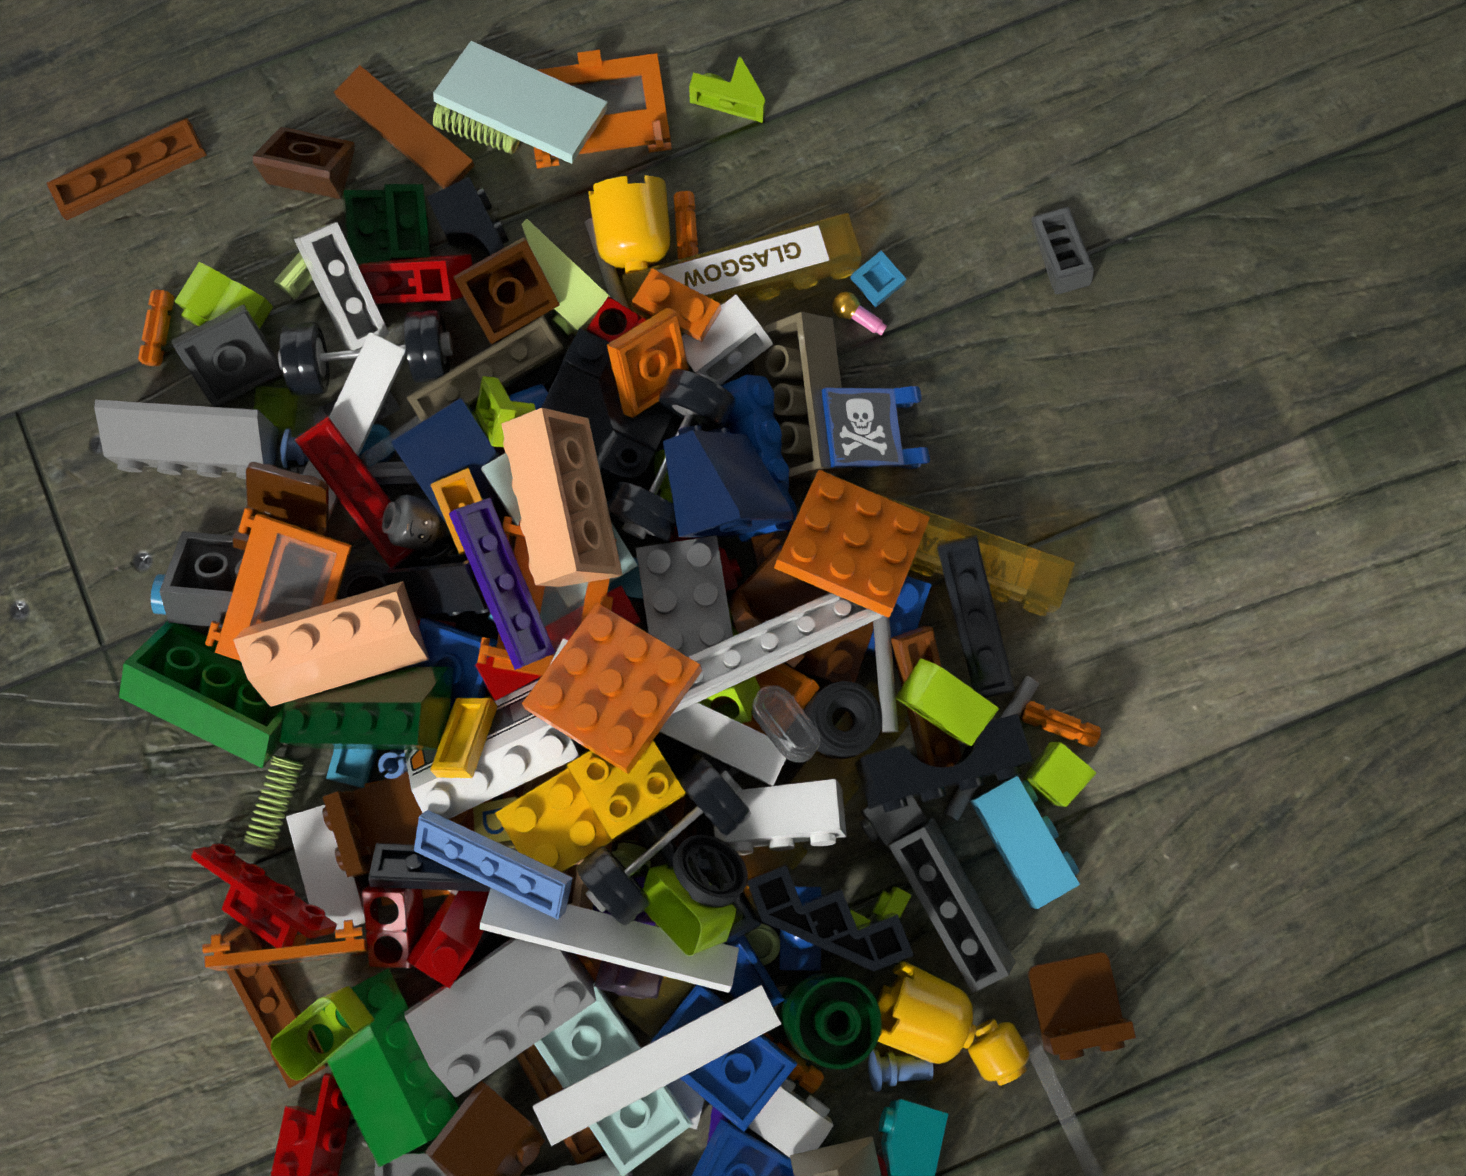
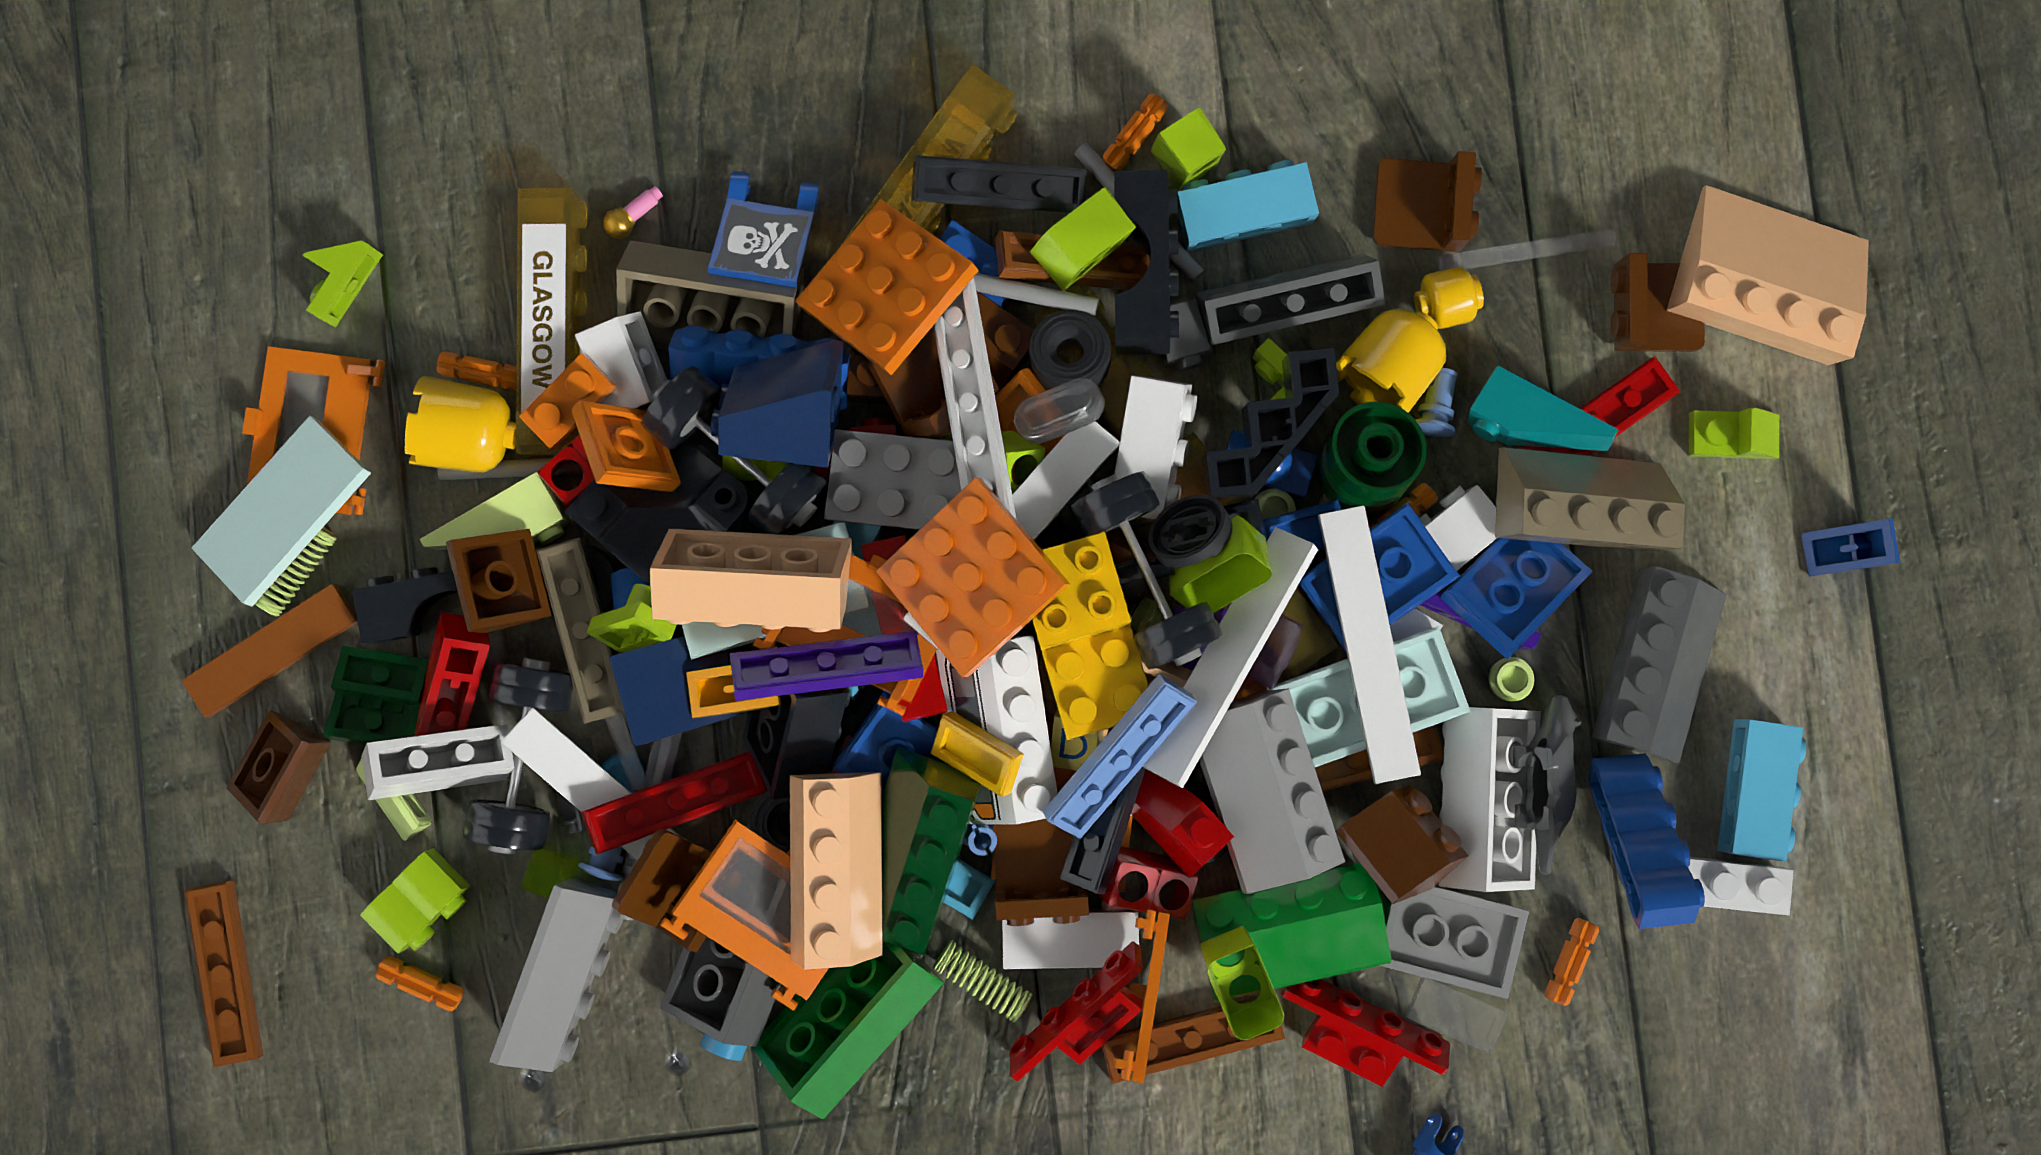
camera: 70 degrees left, 5 degrees up
(228, 356) = (478, 908): dark grey tile -> none
(413, 523) = (726, 751): dark grey head -> none
(878, 279) = (600, 179): dark azure plate -> none

